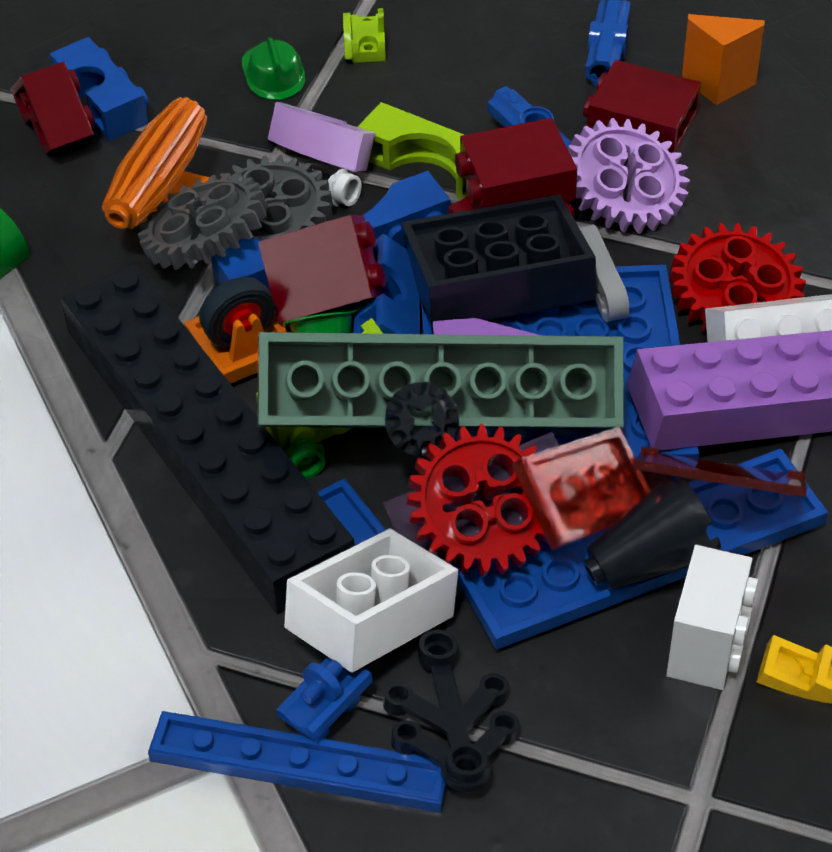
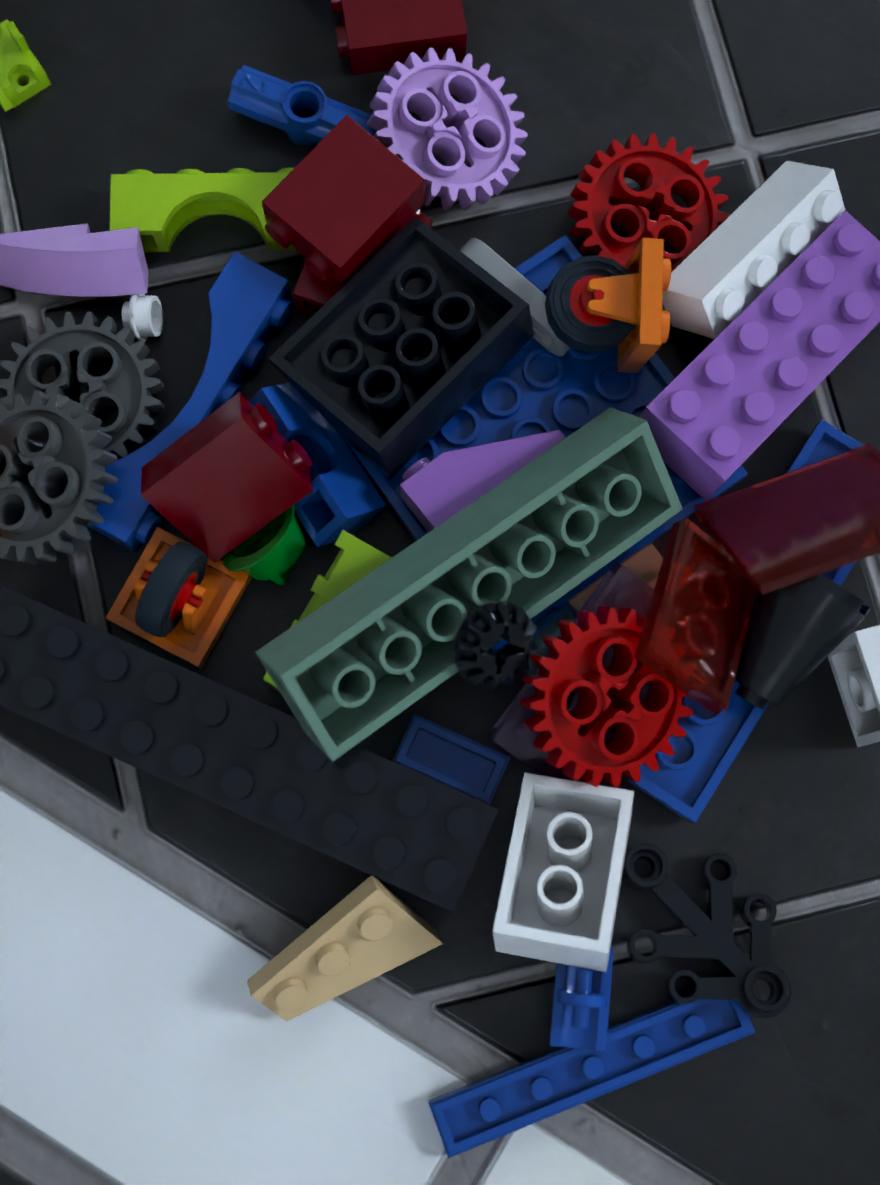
camera: 40 degrees left, 30 degrees up
(182, 579) = (343, 949): none -> tan wing
(656, 289) = (605, 305): none -> plate

